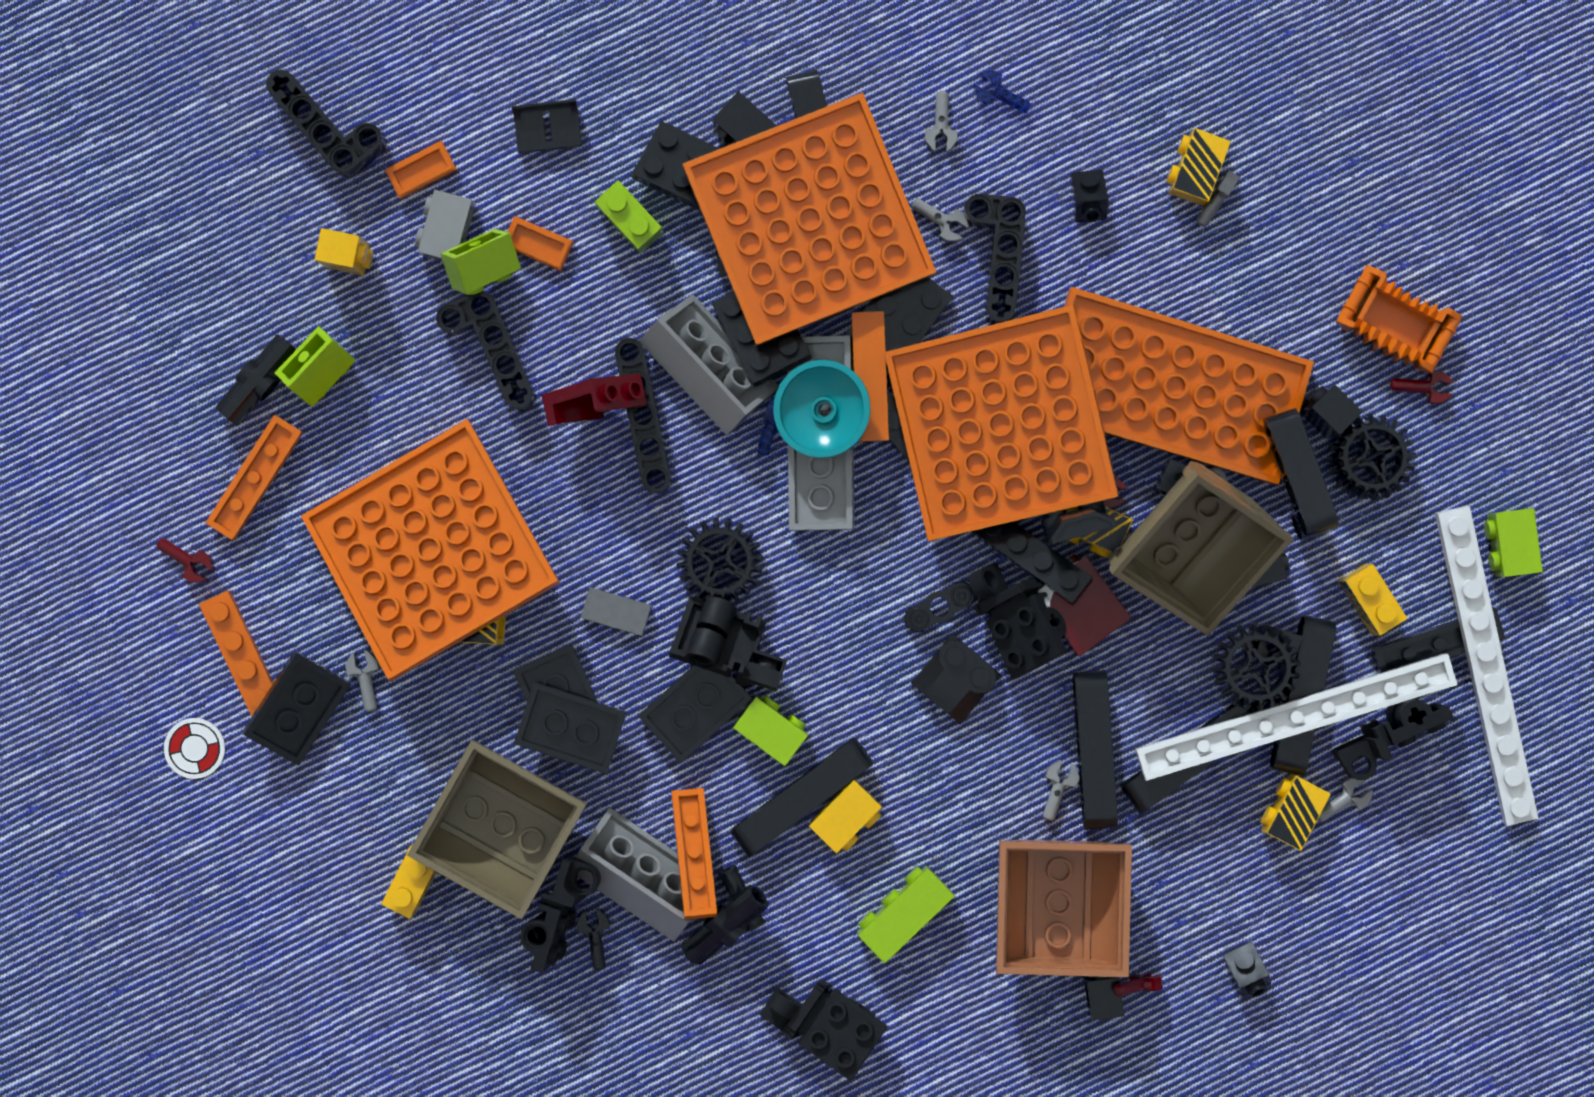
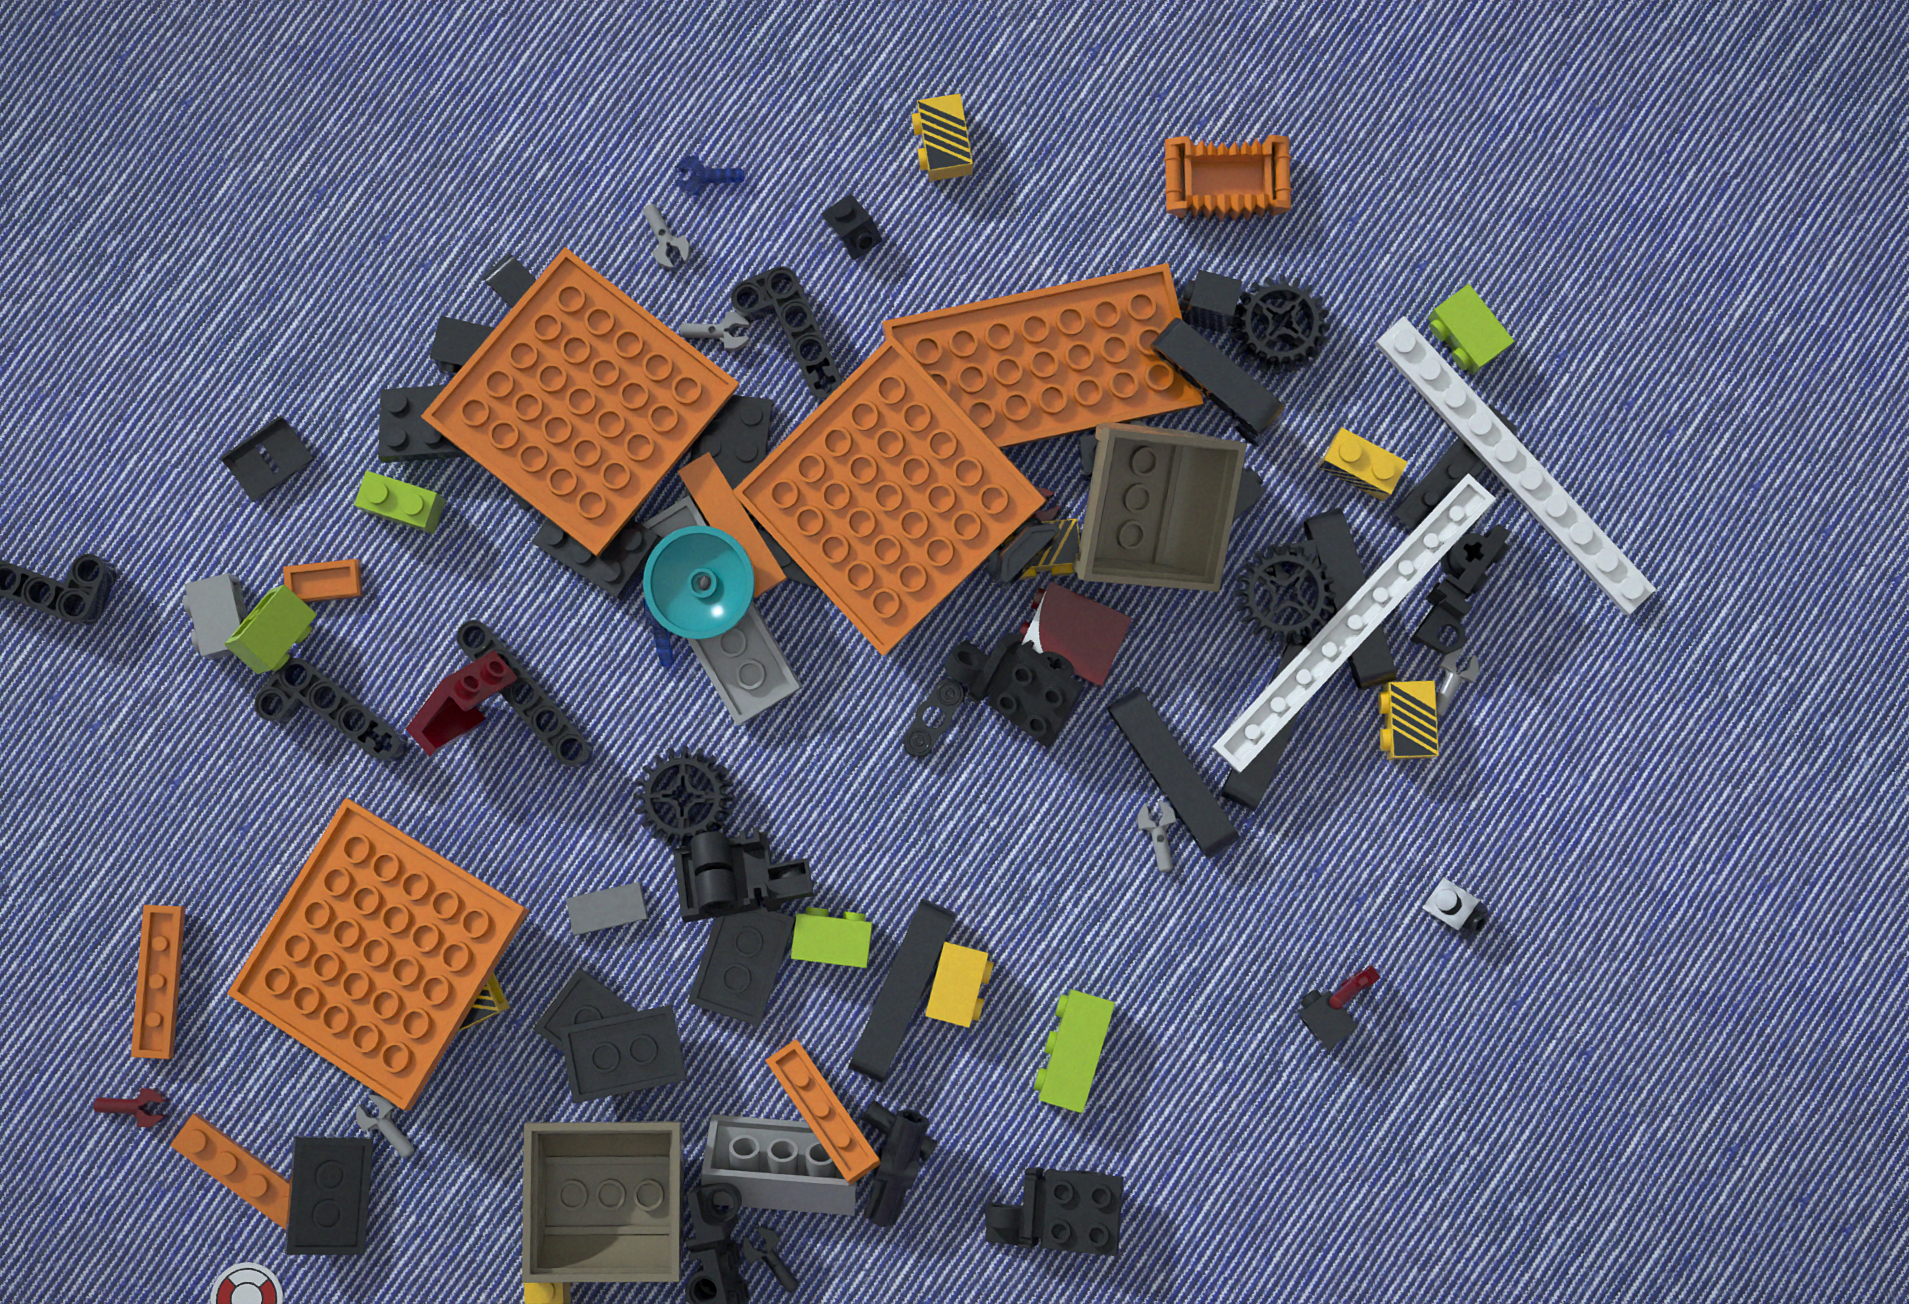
camera: 30 degrees left, 5 degrees down
(255, 381) = (107, 879): black piece -> none
(315, 366) = (159, 832): lime brick -> none
(343, 252) = (124, 699): yellow brick -> none
(421, 170) = (163, 574): orange tile -> none
(705, 364) = (559, 606): light grey slope -> none
(956, 678) = (992, 780): black slope -> none
(1037, 560) = (1002, 613): black plate -> none
(1063, 908) = (1231, 950): nougat container -> none
(1222, 191) = (981, 151): flat silver bar -> none
(1424, 386) = (1292, 227): dark red bar -> none

